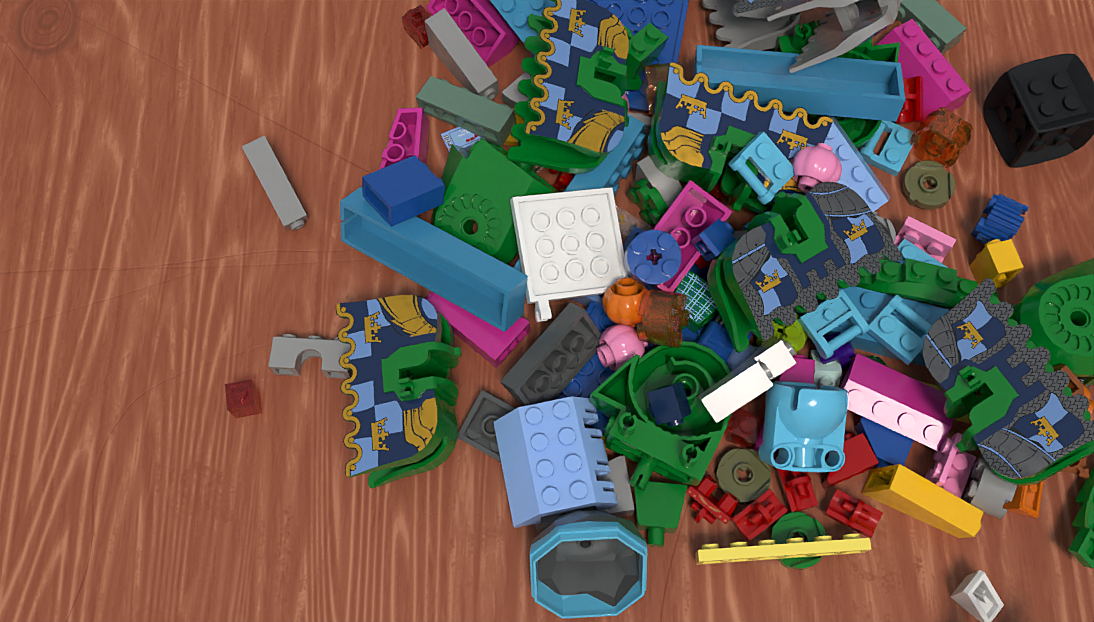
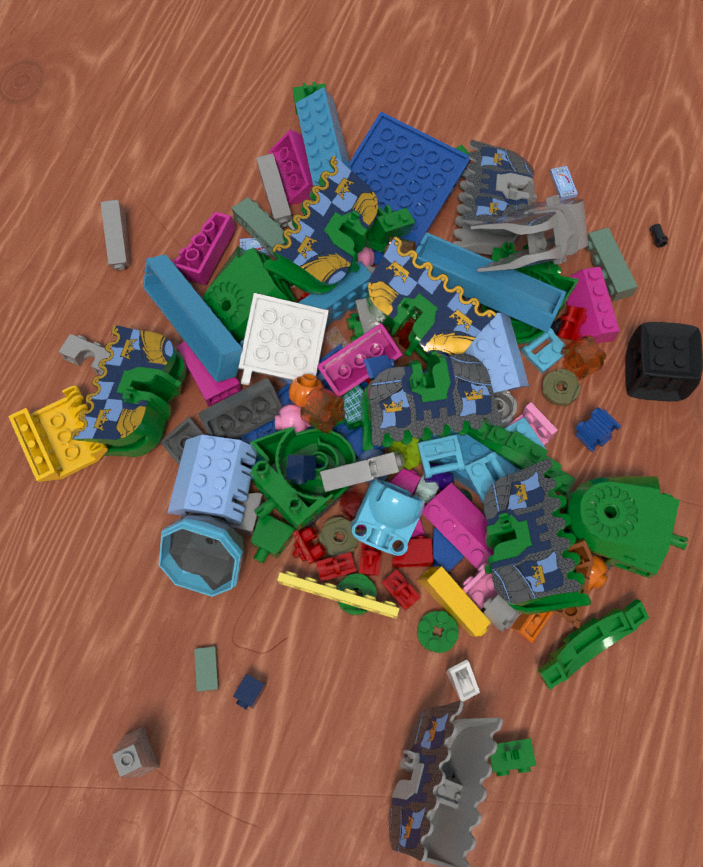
camera: 20 degrees right, 0 degrees up
(243, 398) = (35, 367): clear red brick -> none
(309, 481) = (48, 441): none -> yellow slope
(403, 190) = (189, 265): blue brick -> none
(415, 25) = (252, 155): clear red brick -> none
(661, 245) = (326, 356): blue brick -> none
(768, 161) = (435, 326): medium azure plate -> none
(816, 166) = (468, 341): bright pink plant -> none
(934, 545) = (449, 635): none -> green plate
(997, 262) = (580, 458): yellow brick -> none

